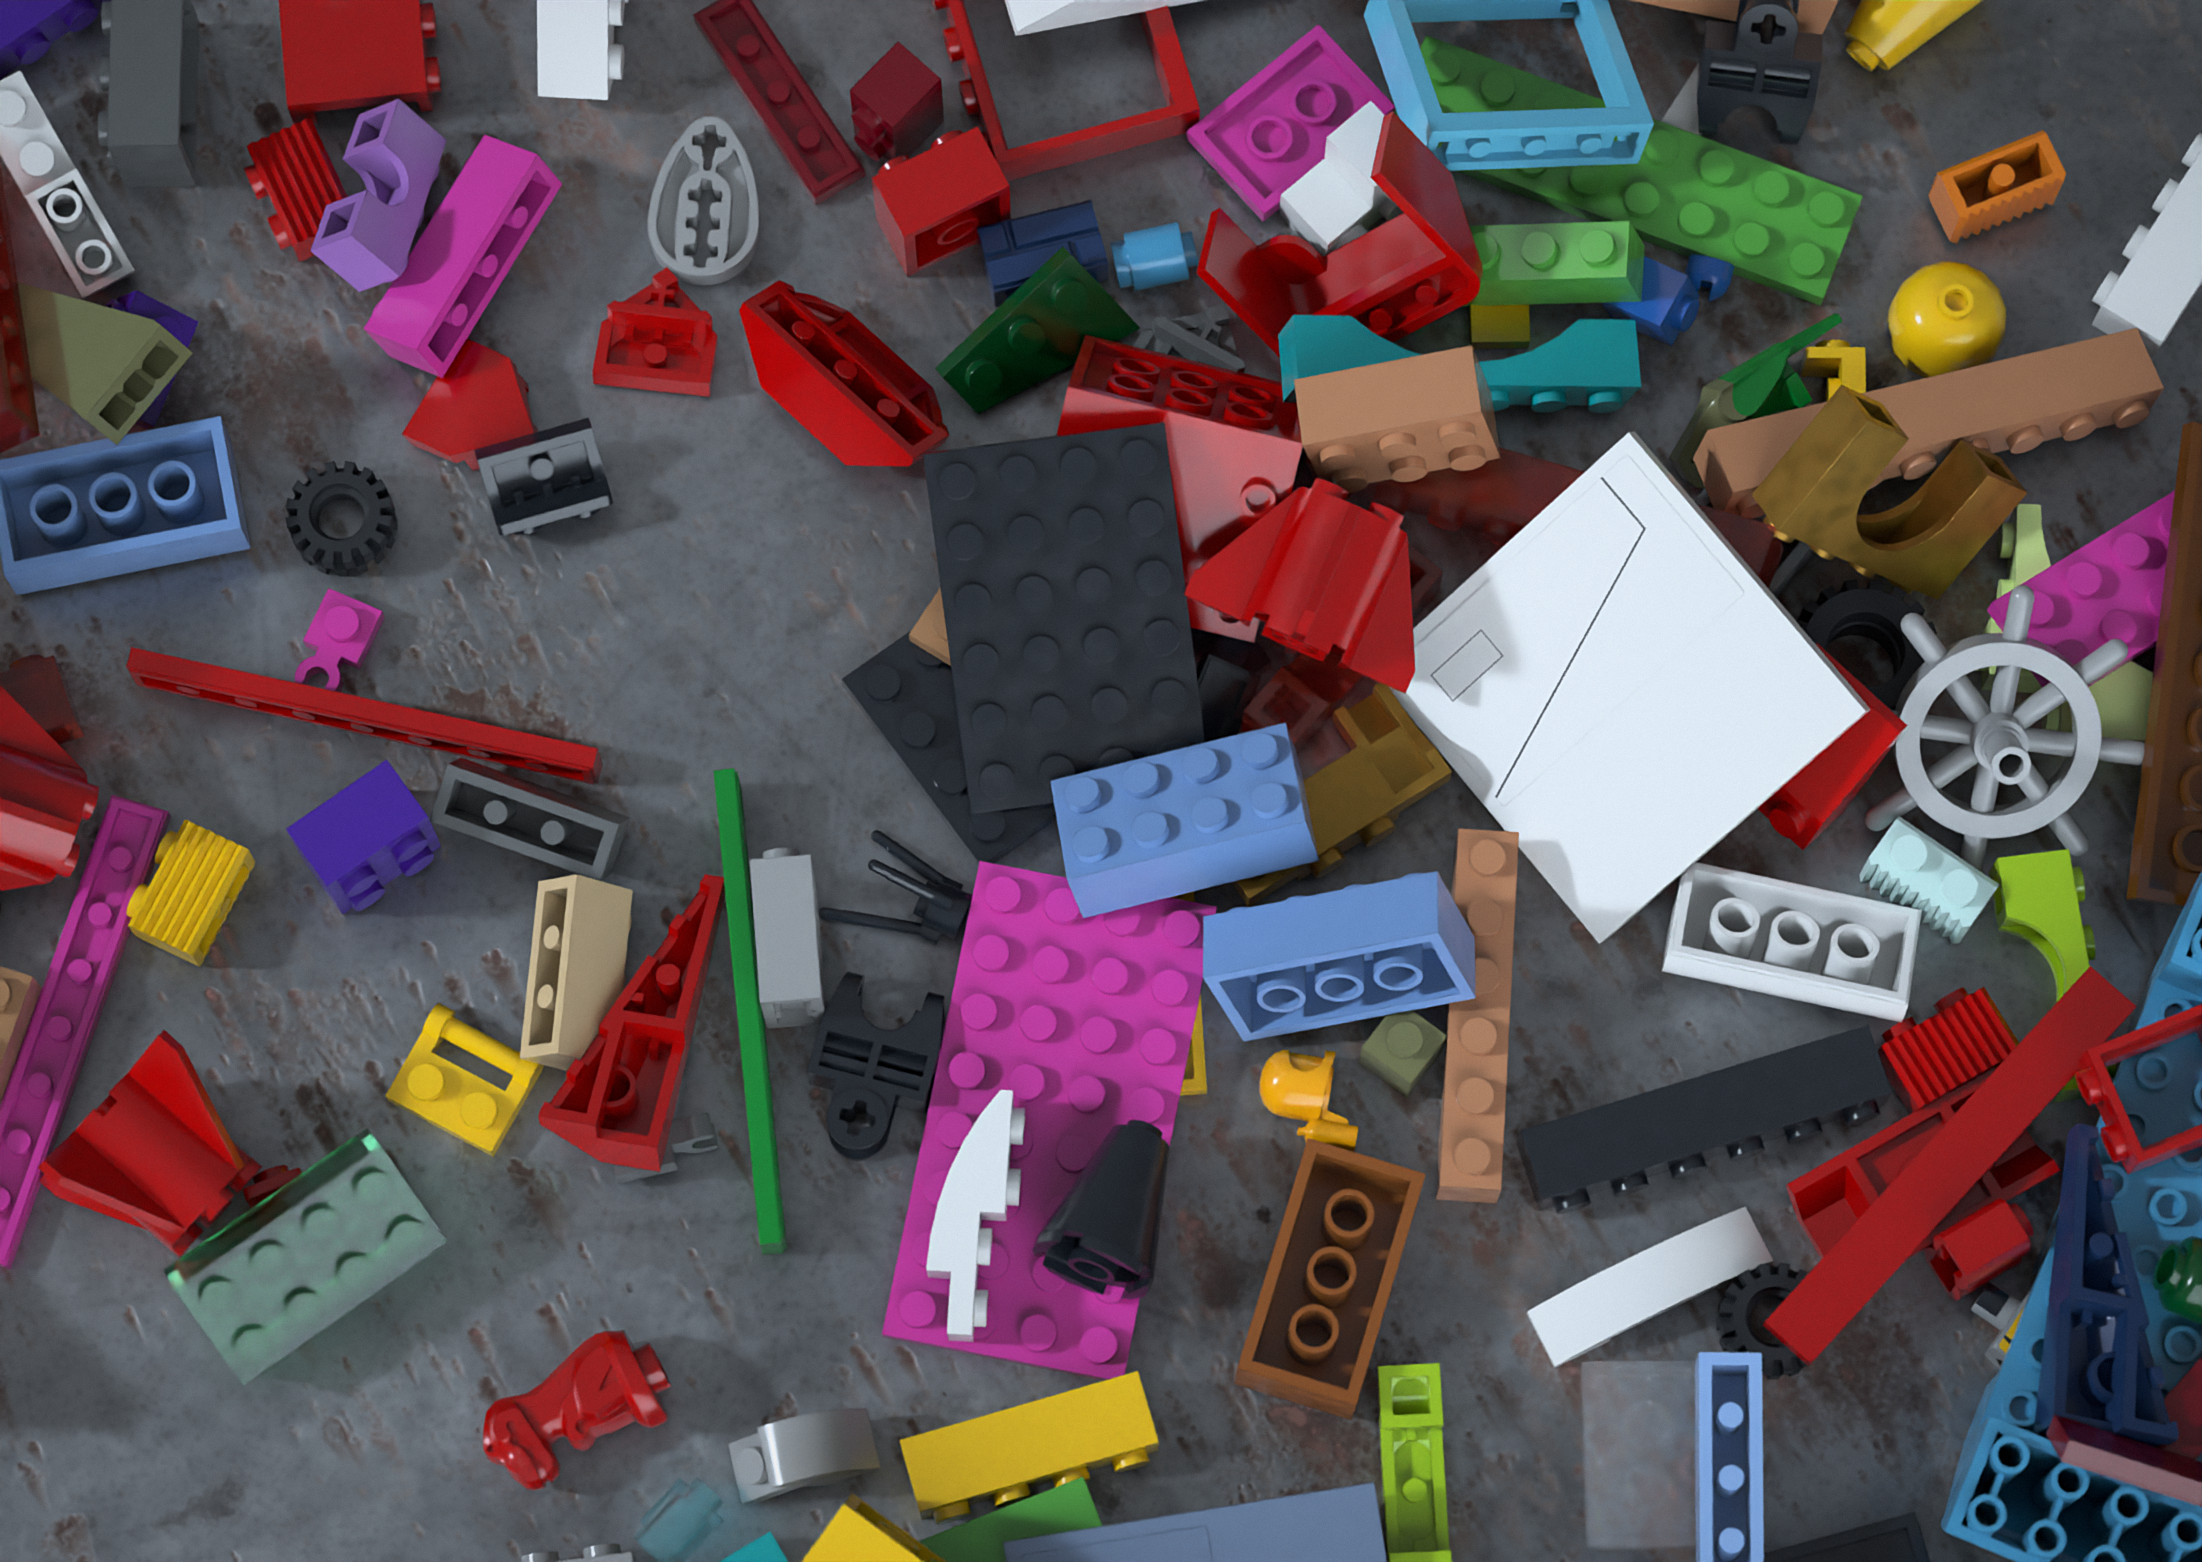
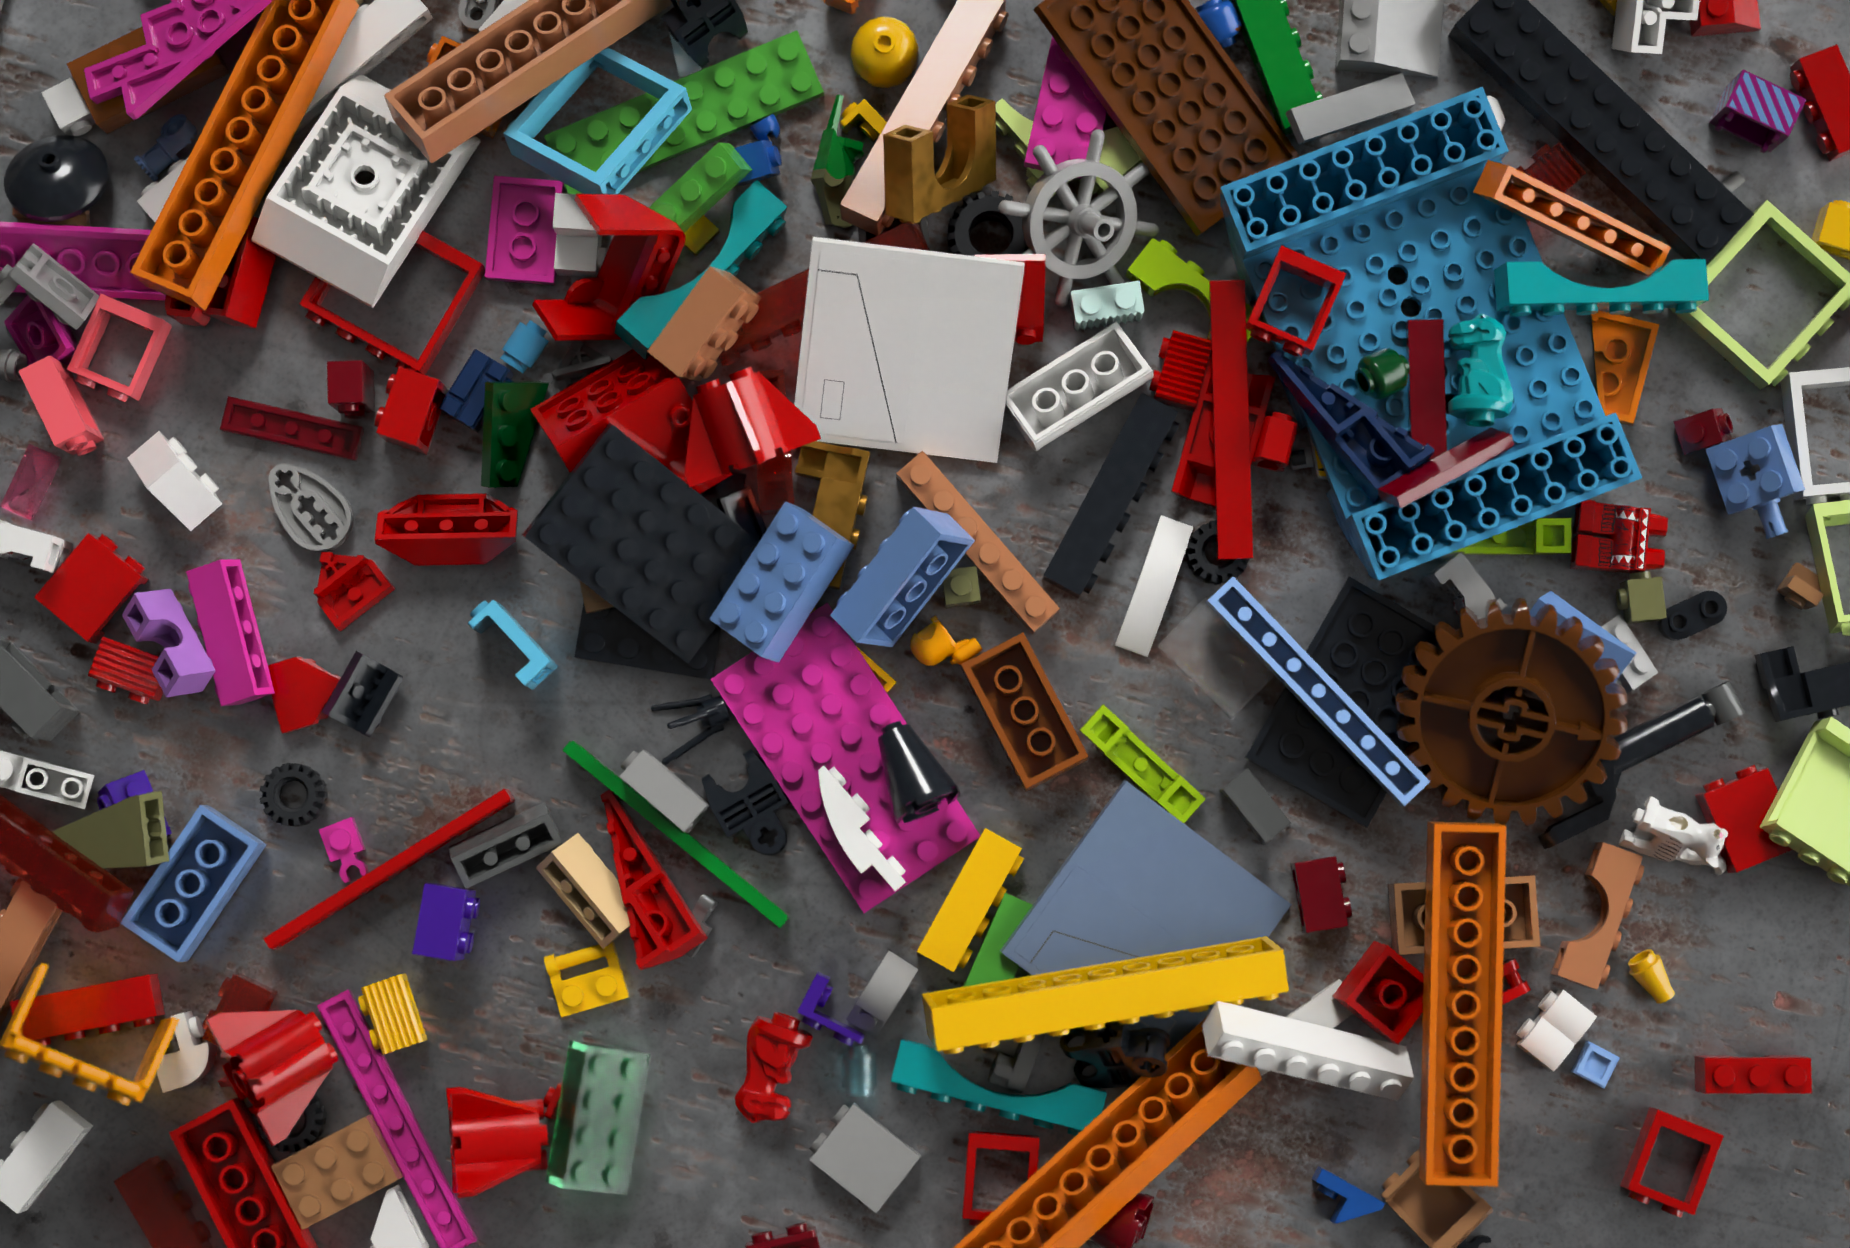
camera: 45 degrees left, 10 degrees up
(720, 1370) = (818, 995): none -> dark purple bracket
(787, 642) = (541, 663): none -> medium azure panel

